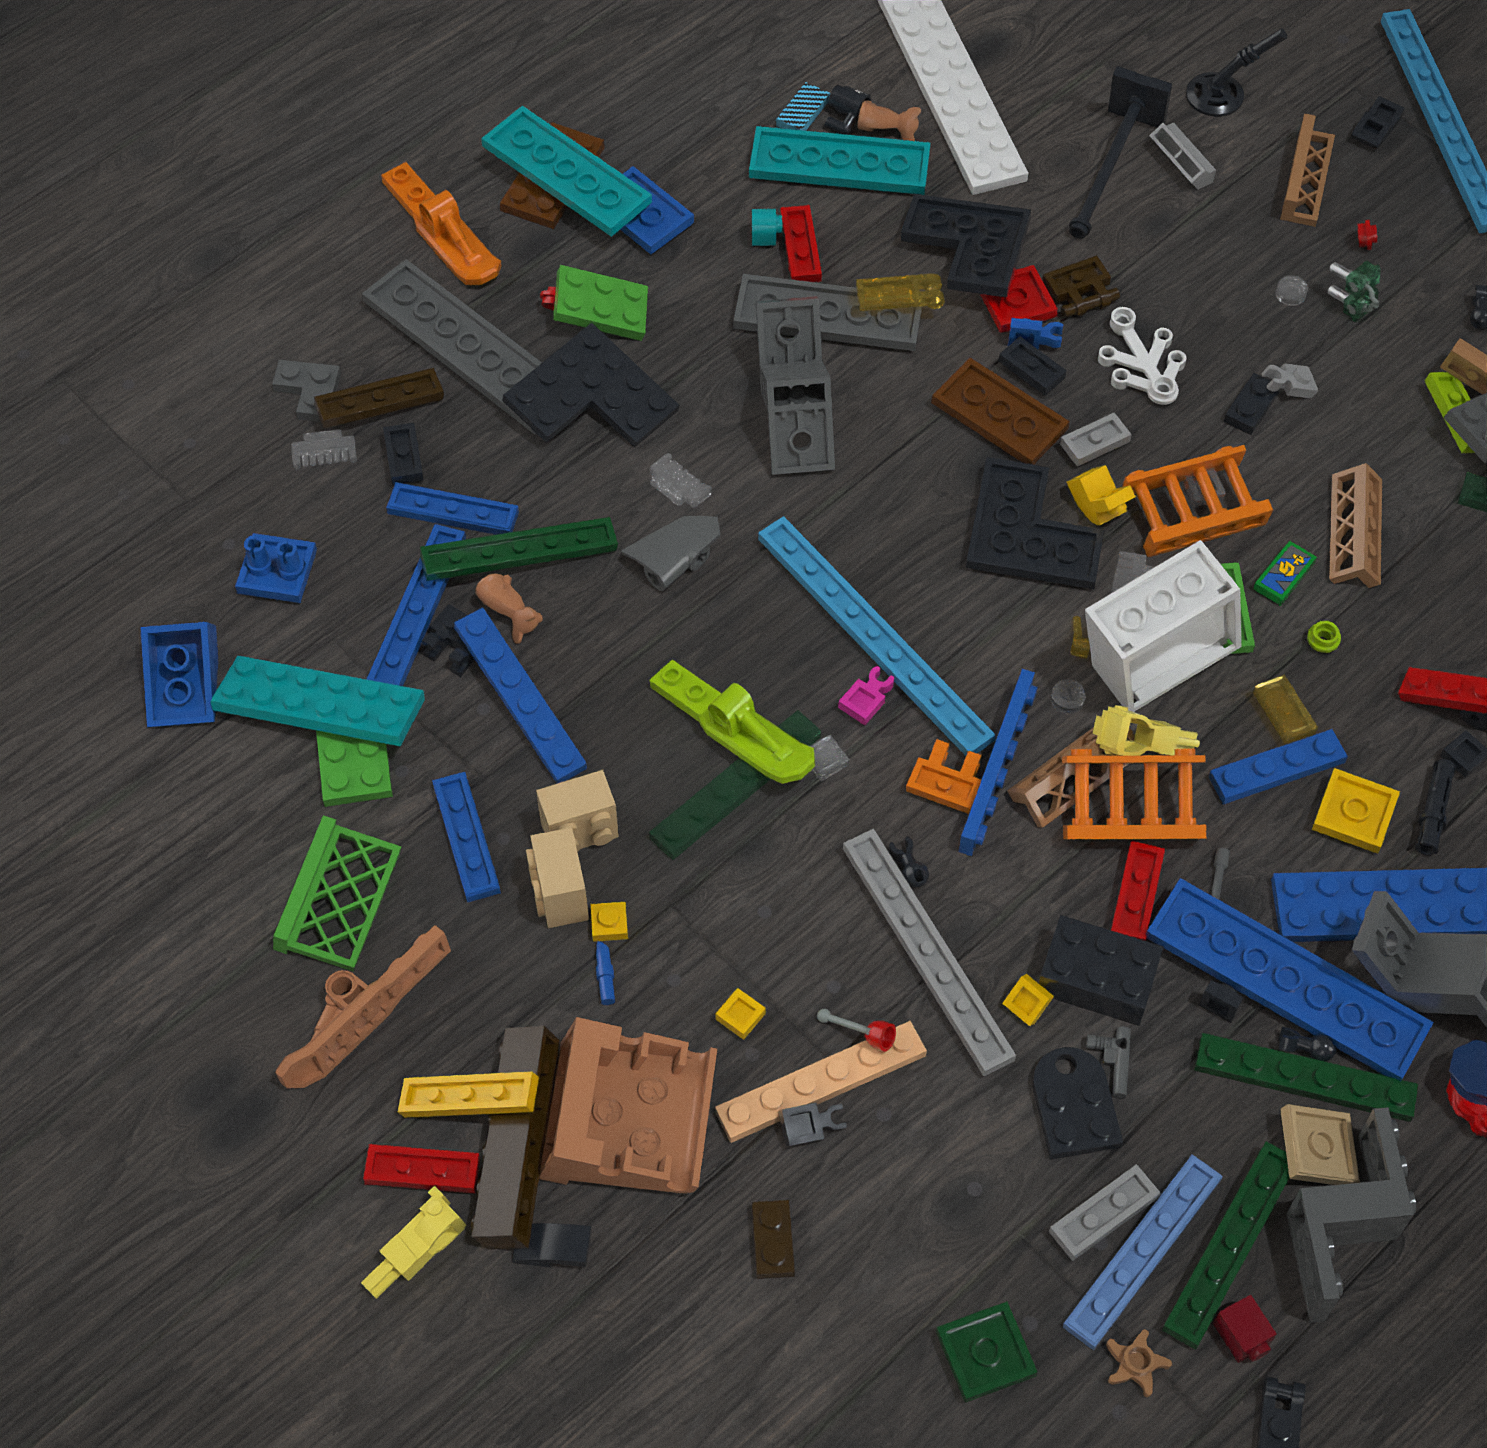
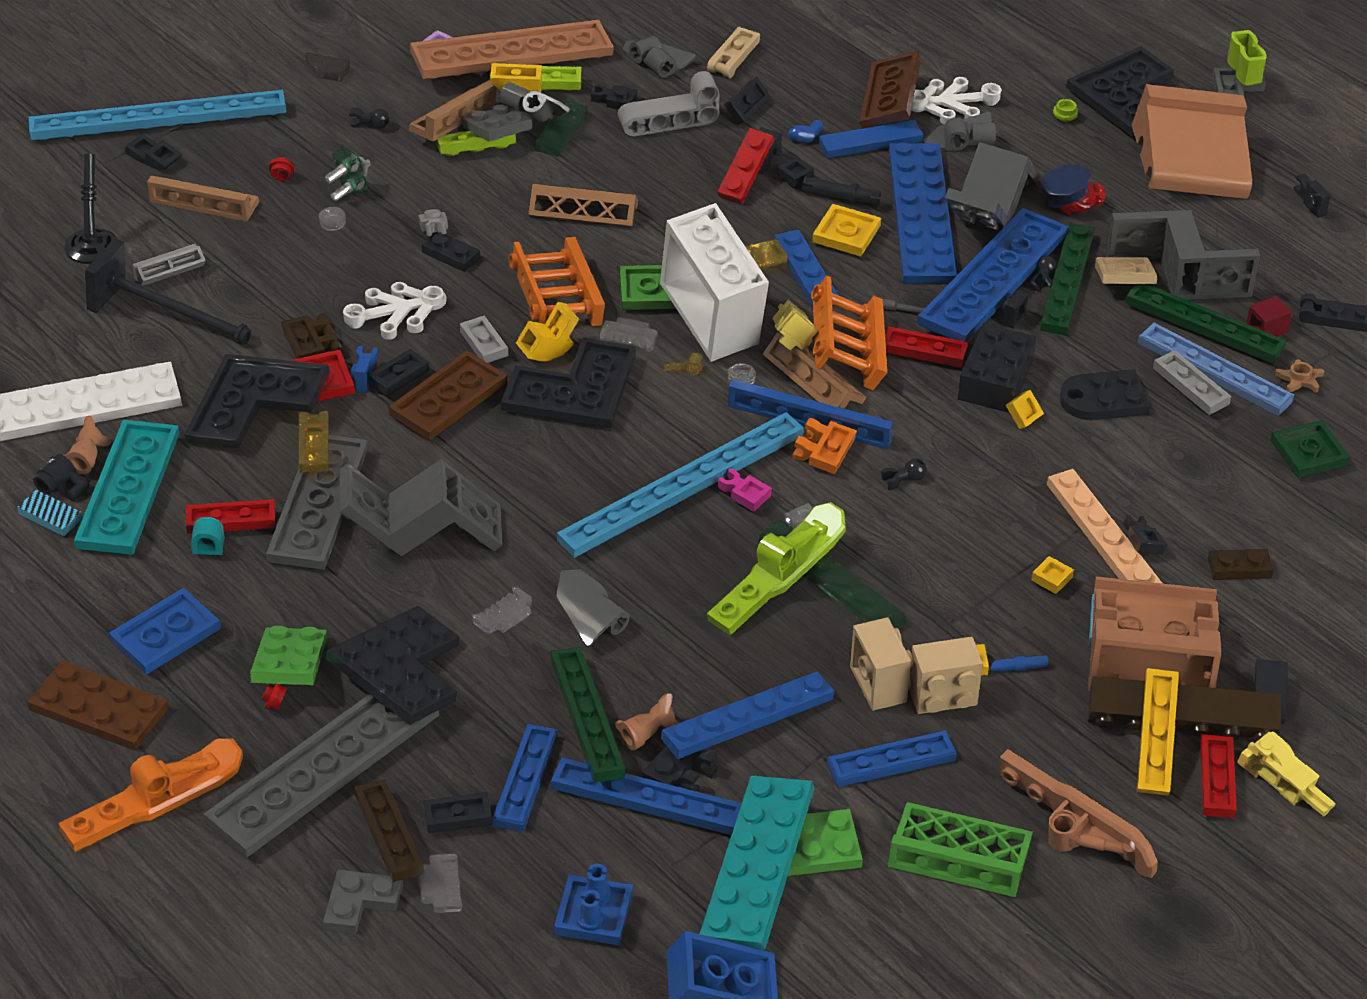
camera: 90 degrees left, 15 degrees down
(567, 170) = (112, 677): teal plate -> none
(878, 1034) = (1070, 484): red hinge -> none
(929, 953) = (983, 464): light grey plate -> none
(1114, 1056) = (1060, 370): dark grey hose -> none
(1285, 573) = (624, 248): tile -> none

